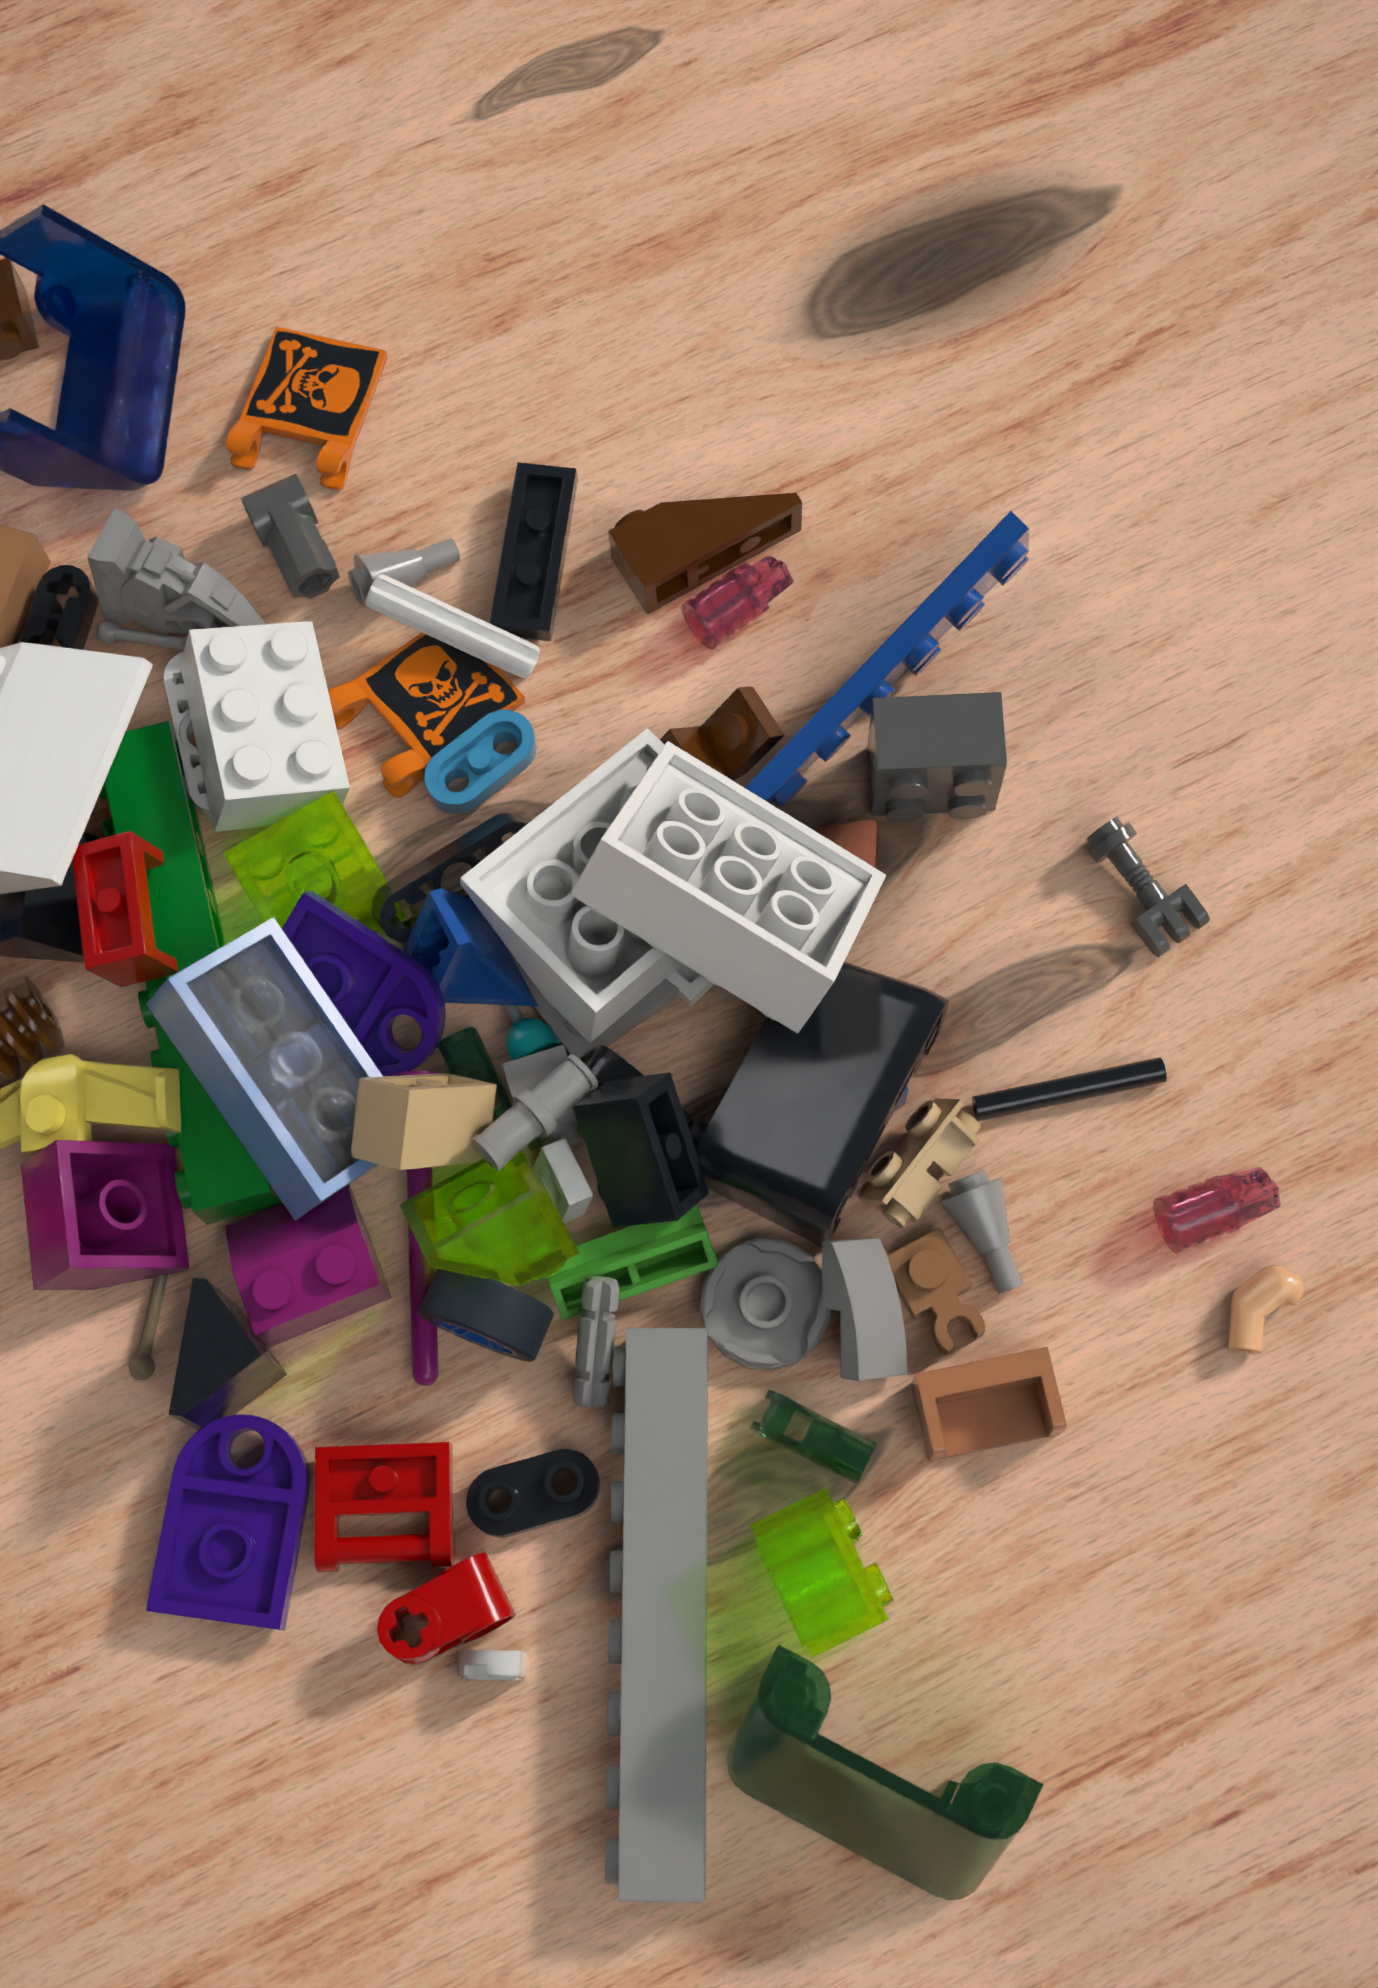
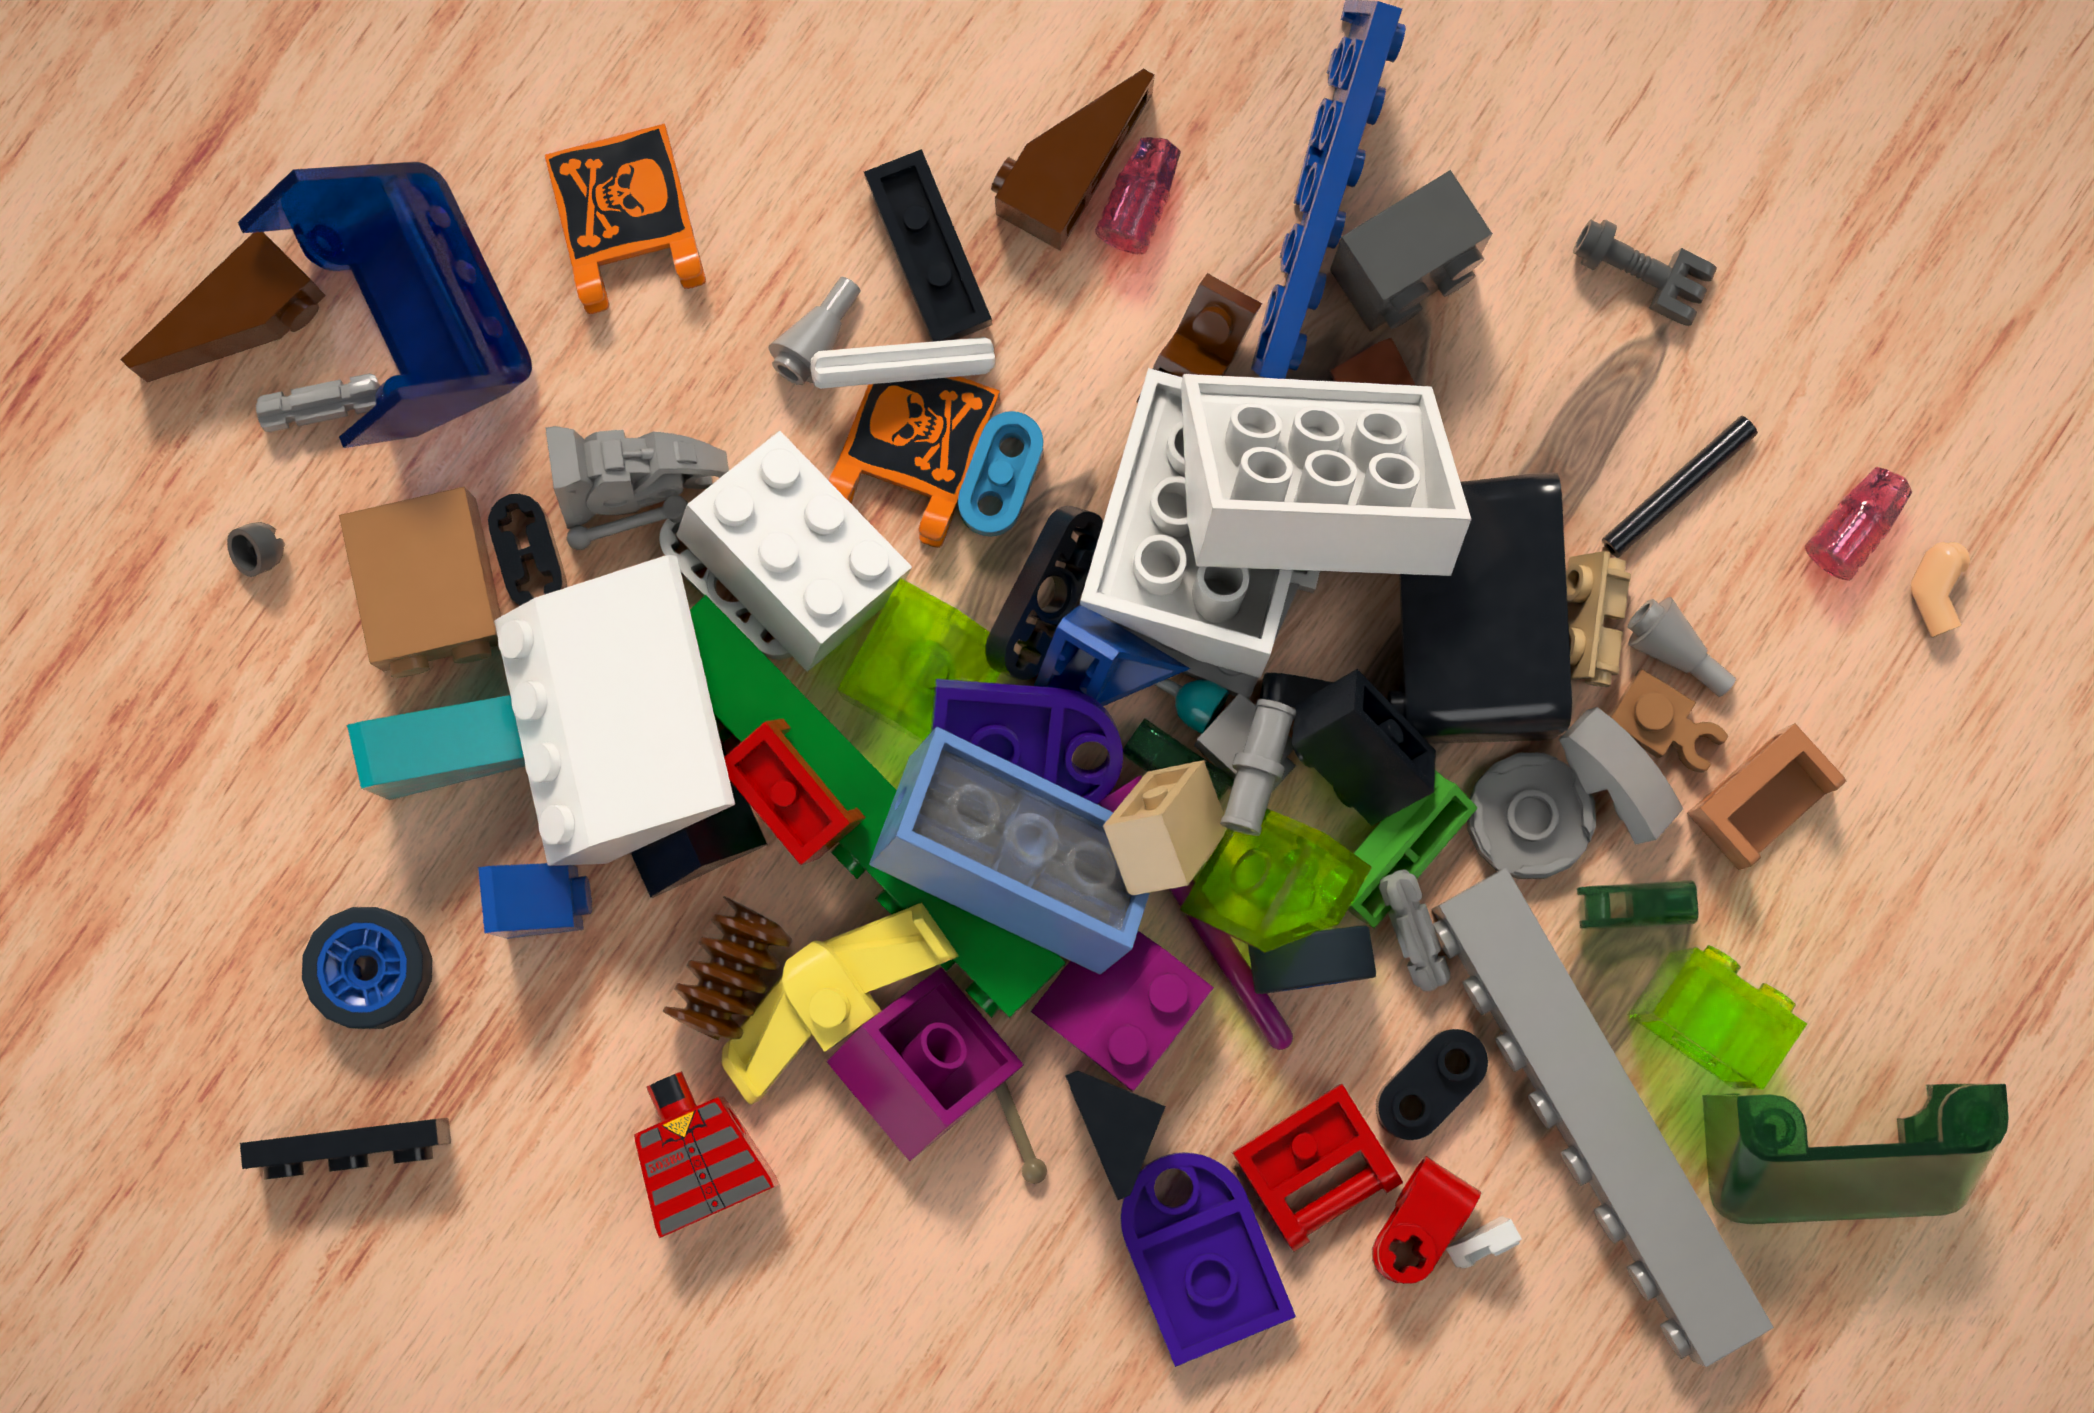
camera: 35 degrees left, 10 degrees up
(289, 529) = (681, 345): dark grey piece -> none
(563, 1180) = (1305, 804): white tile -> none

